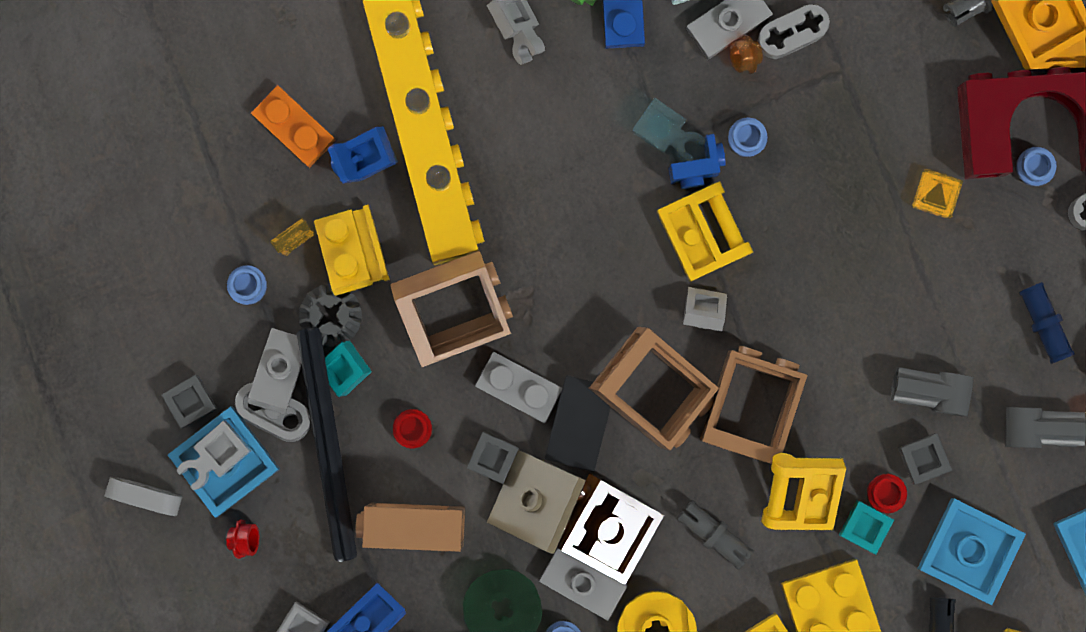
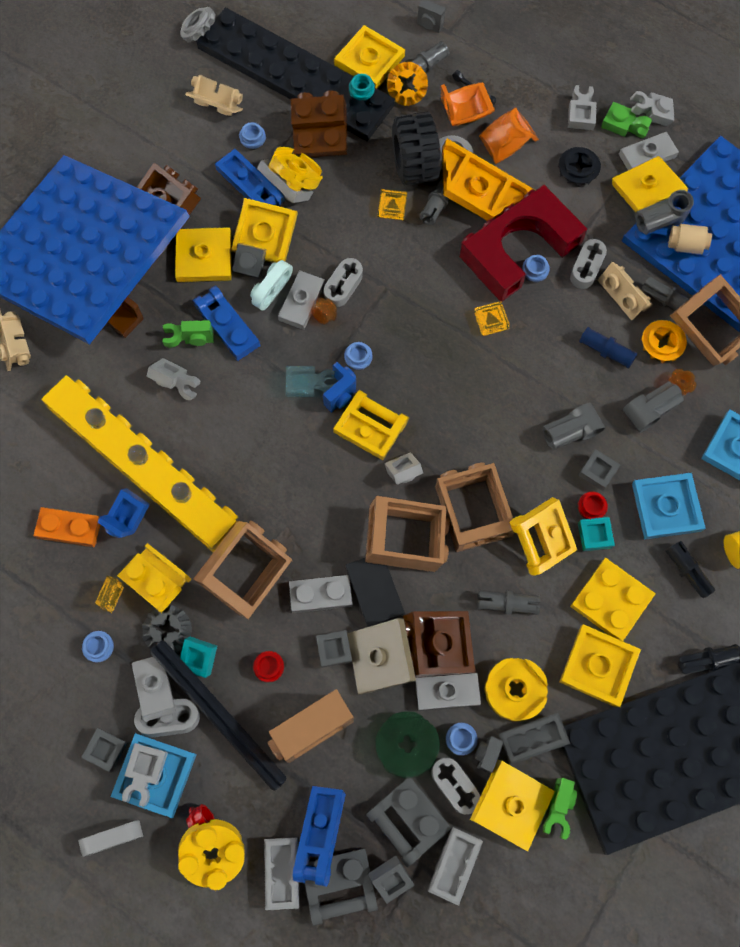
camera: 35 degrees left, 15 degrees down
(229, 600) = (211, 872): none -> yellow plate

